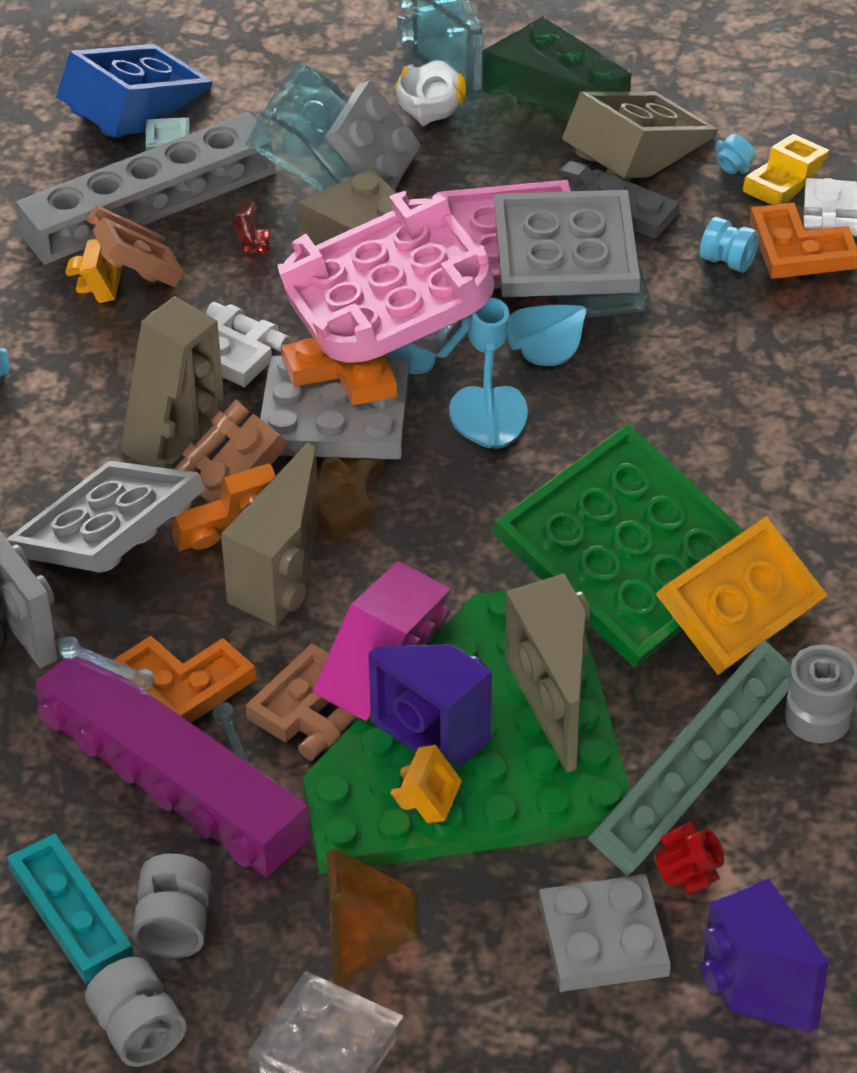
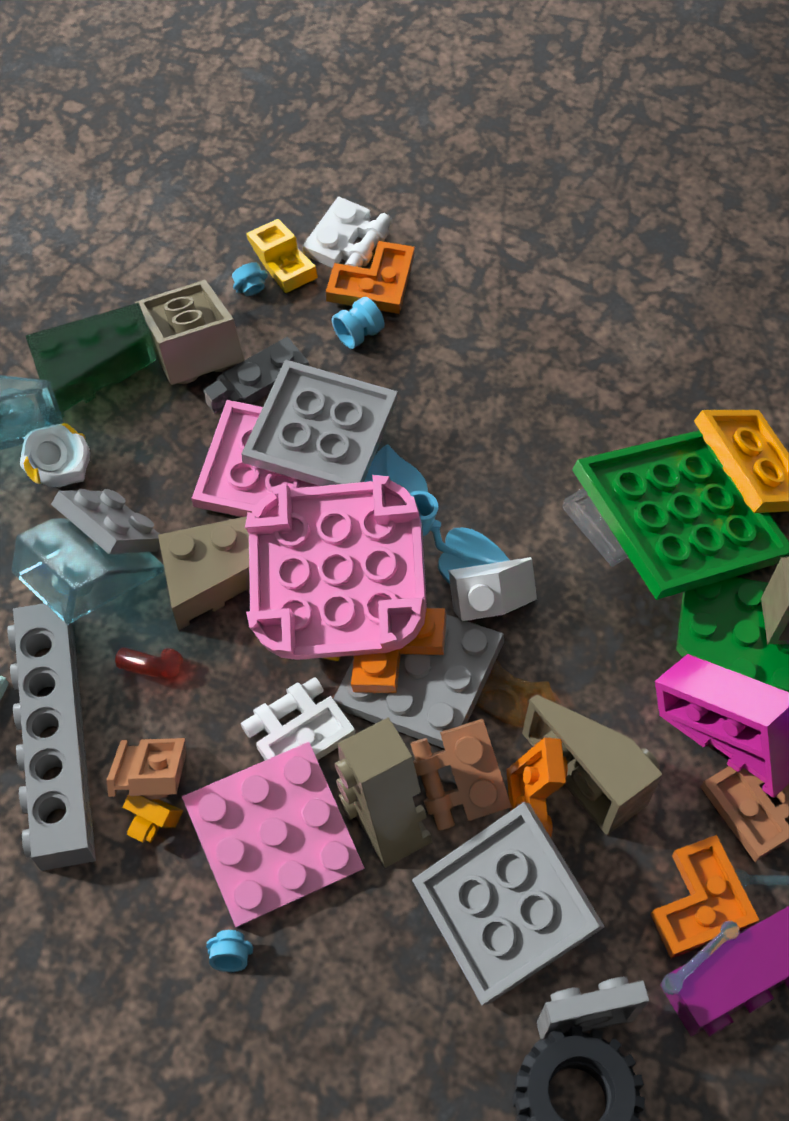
camera: 70 degrees left, 15 degrees up
(92, 351) = (272, 833): none -> bright pink plate
(451, 425) = (492, 588): none -> white slope

